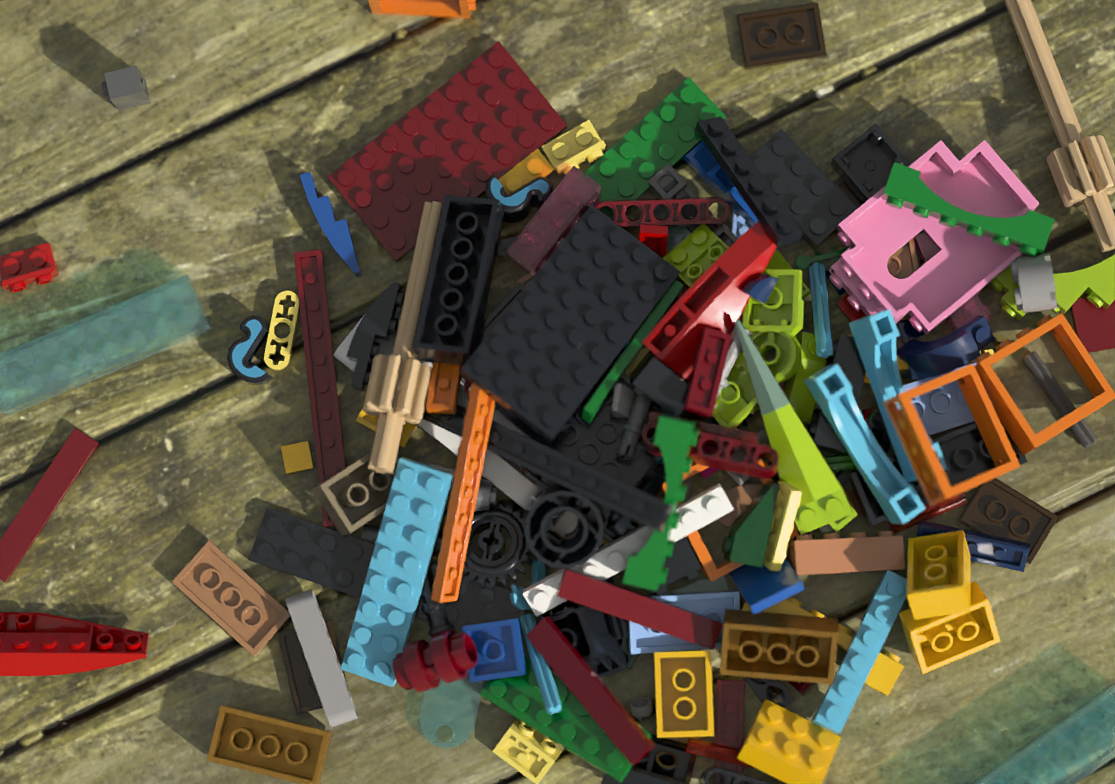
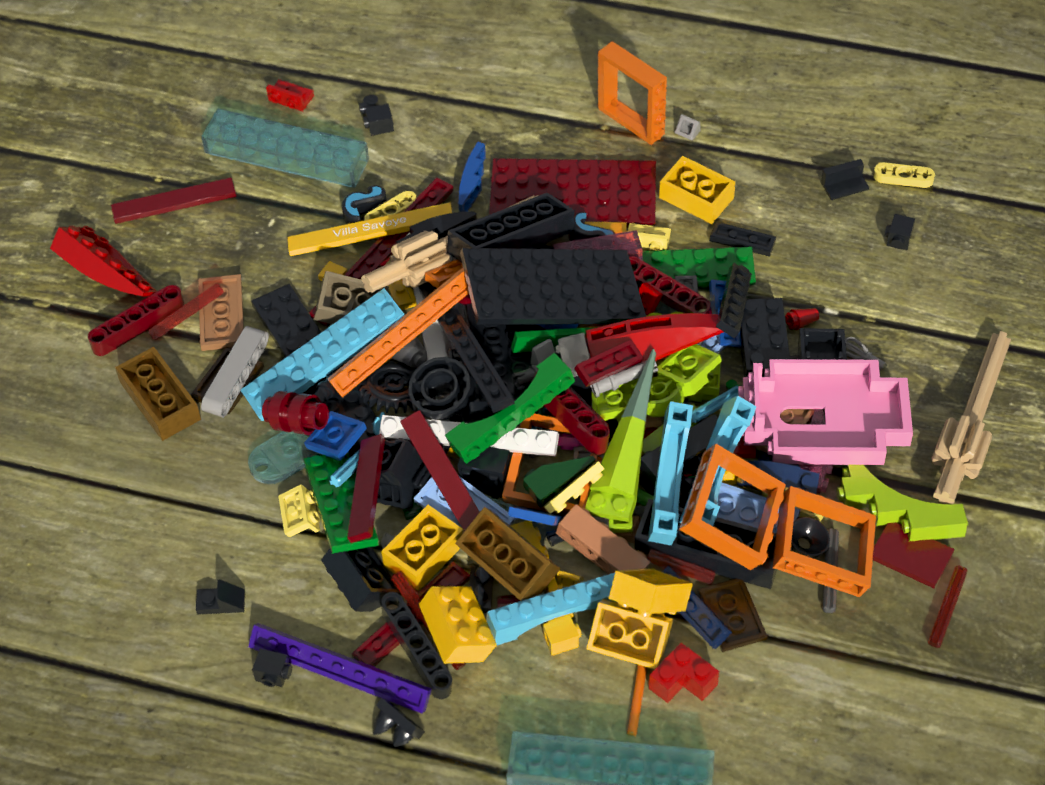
camera: 40 degrees right, 30 degrees down
(126, 88) = (428, 47): dark grey brick -> none
(148, 692) = (135, 320): none -> dark red beam
(156, 226) = (377, 117): none -> black brick
(200, 631) = (185, 311): none -> clear red axle
(290, 376) = (362, 230): none -> yellow tile
(579, 51) = (697, 189): none -> yellow brick
(668, 70) = (741, 237): none -> black tile
(761, 287) = (685, 347): dark blue tile -> none
(781, 35) = (829, 266): dark brown tile -> none
(808, 128) = (800, 318): none -> red cone
(837, 605) = (568, 579): none -> yellow slope
(907, 122) = (865, 355): none -> light grey piece
(908, 190) = (887, 434): green arch -> none
(1000, 681) = (637, 700): none -> orange bar
(1017, 617) = (685, 670): none -> red brick
(1029, 382) = (813, 532): none -> black piece
(1035, 282) = (869, 472): light grey brick -> none

